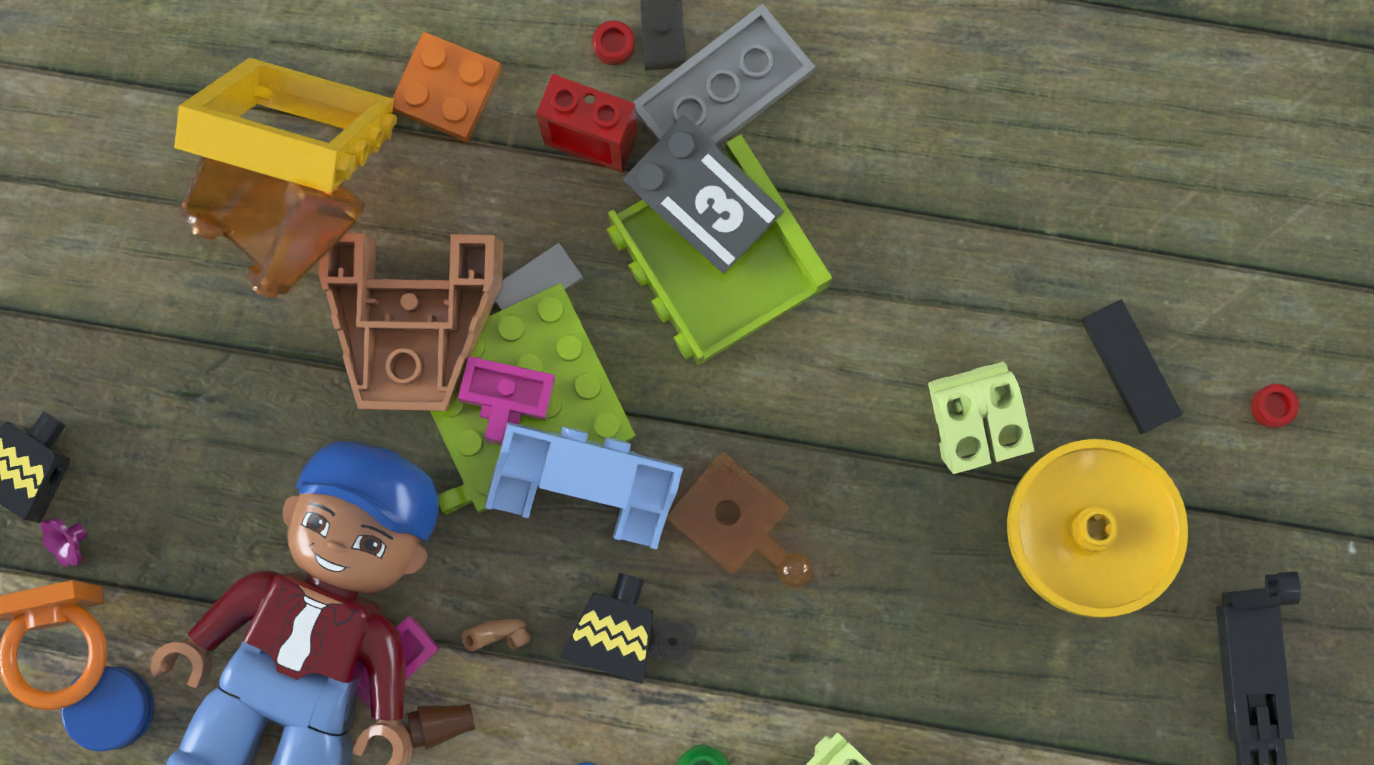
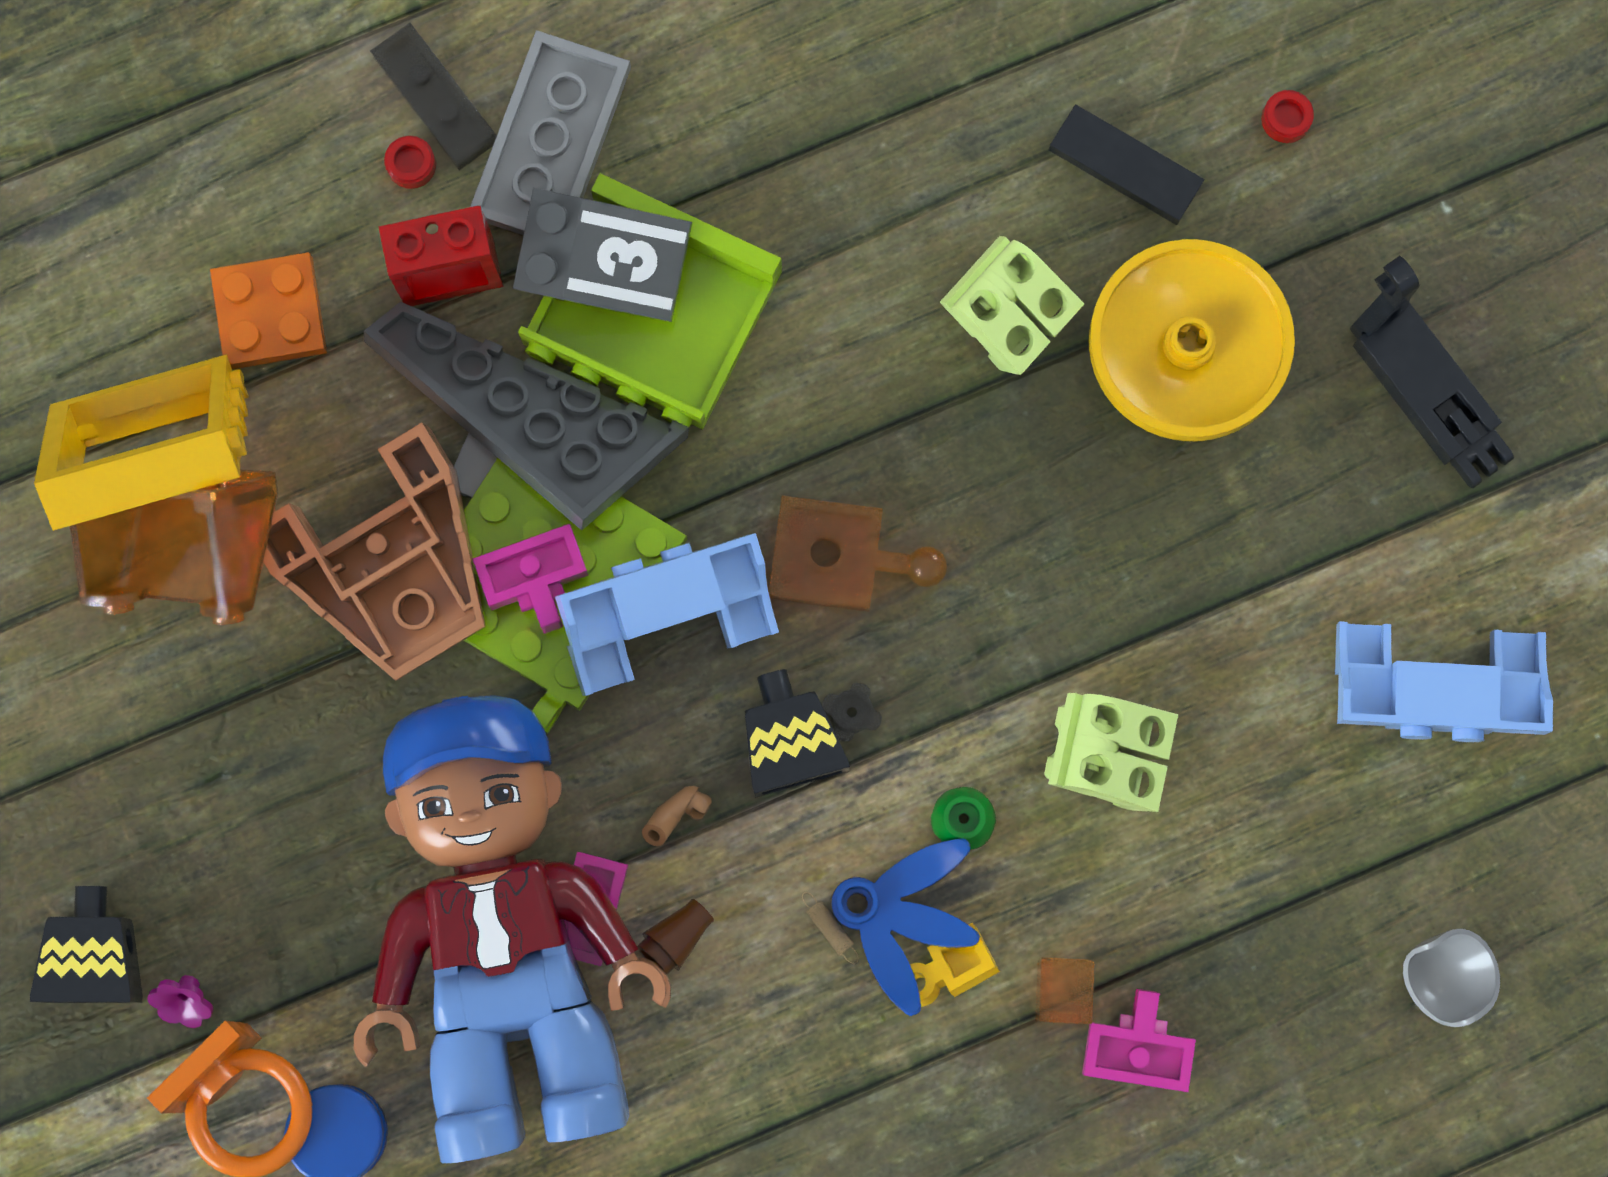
camera: 30 degrees left, 0 degrees up
(581, 285) = (535, 419): none -> dark grey wing

